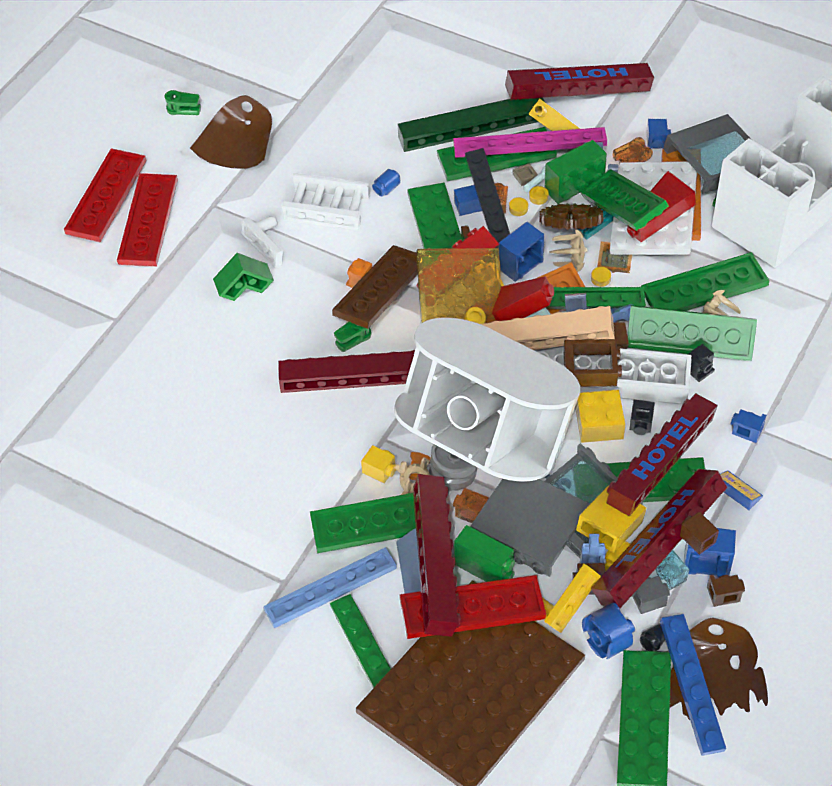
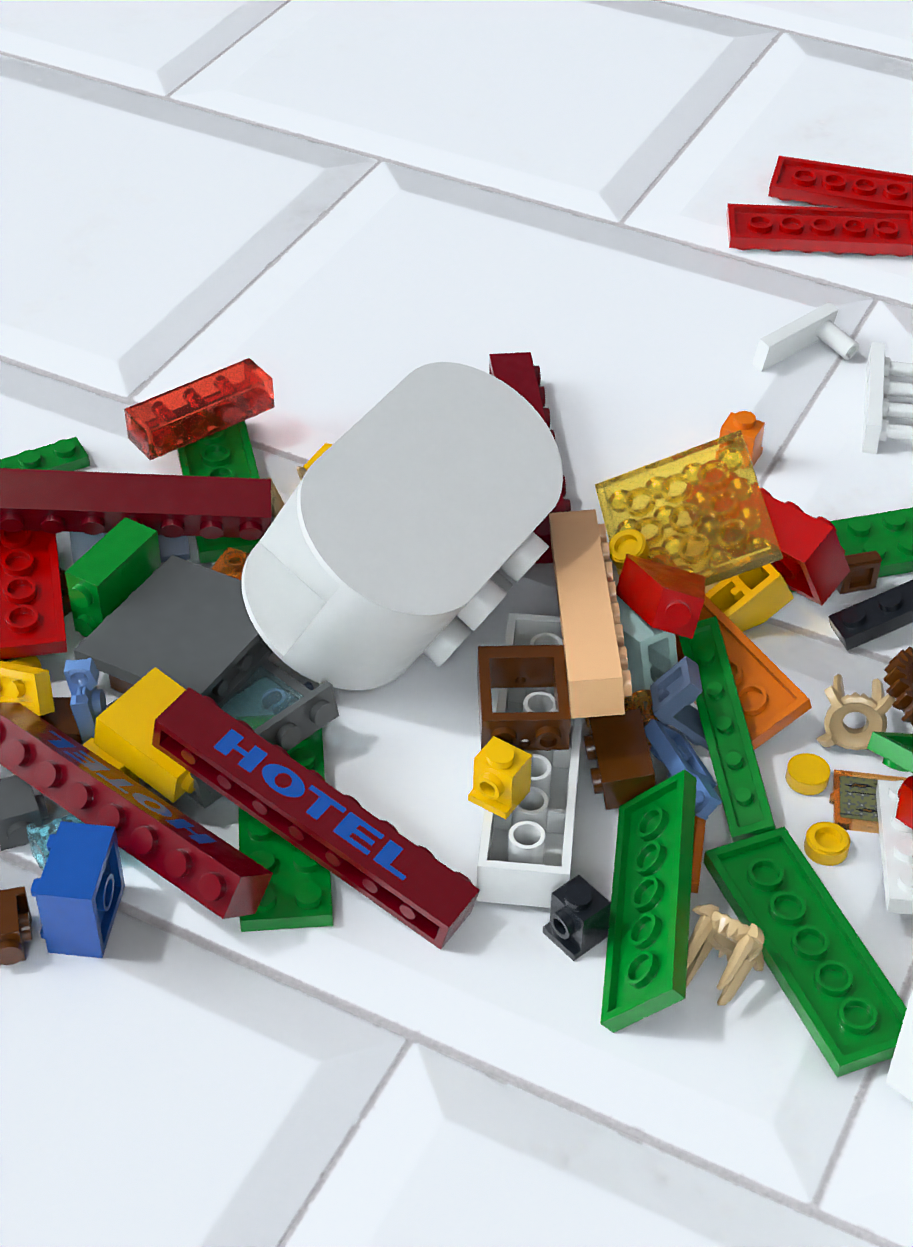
camera: 85 degrees right, 10 degrees down
(242, 273) = (709, 313): green brick -> none
(329, 587) = (95, 424): medium blue plate -> none
(332, 521) = (199, 408): none -> clear red brick
(350, 336) = (609, 441): green piece -> none
(378, 287) = (664, 430): reddish brown plate -> none
(521, 251) = (828, 630): blue container -> none
(600, 416) = (429, 749): yellow brick -> none
(641, 420) = (429, 814): black brick -> none
(642, 274) = (827, 843): none -> yellow tile
(645, 372) = (500, 777): none -> yellow brick
(699, 532) = (76, 822): reddish brown brick -> none
(740, 491) = (250, 972): slope -> none
(748, 425) = (410, 996): blue brick -> none

